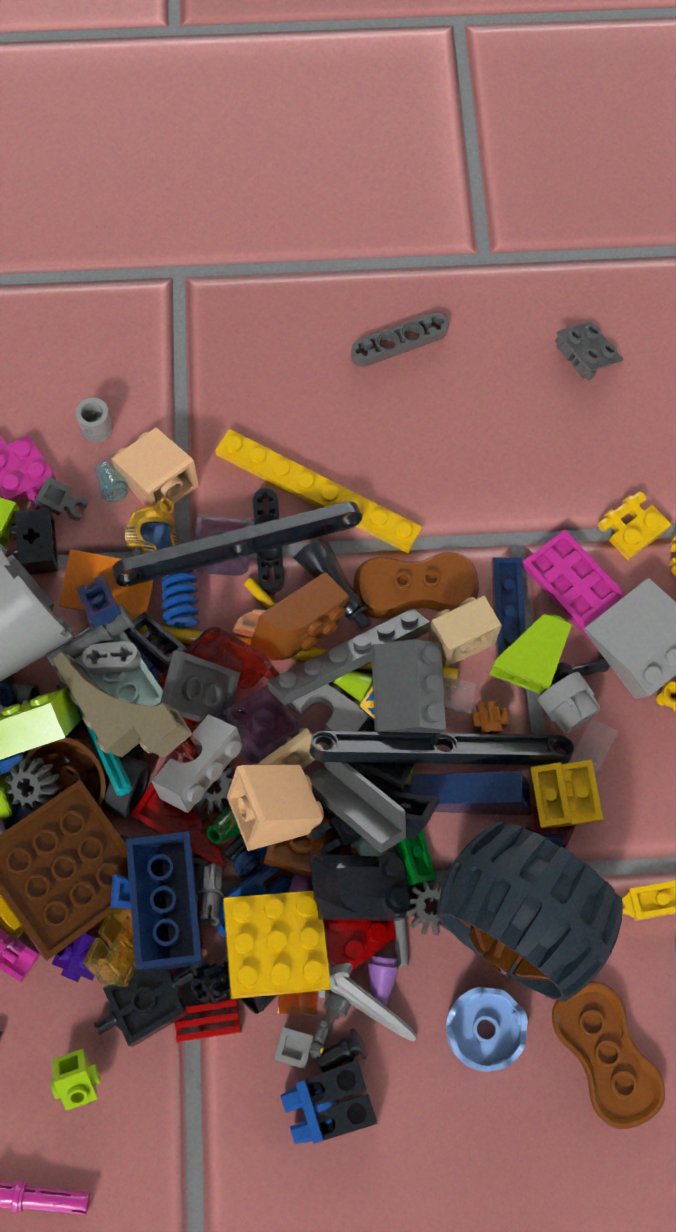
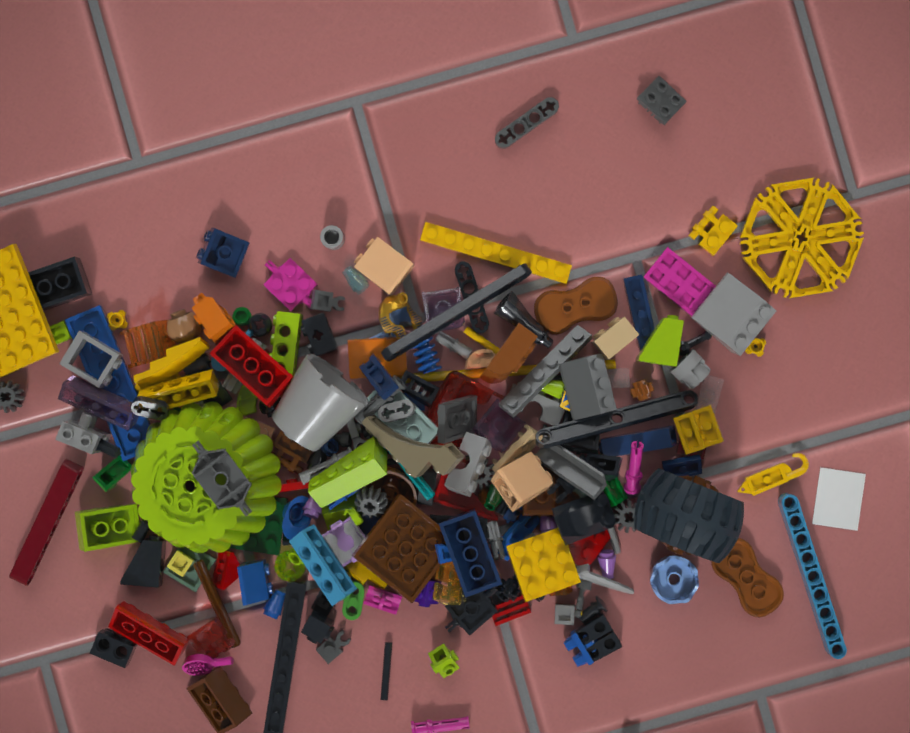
camera: 10 degrees left, 20 degrees up
(43, 679) = (355, 430): none -> light grey plate
(224, 596) = (453, 344): none -> light grey axle
(453, 840) = (634, 474): none -> dark pink pin

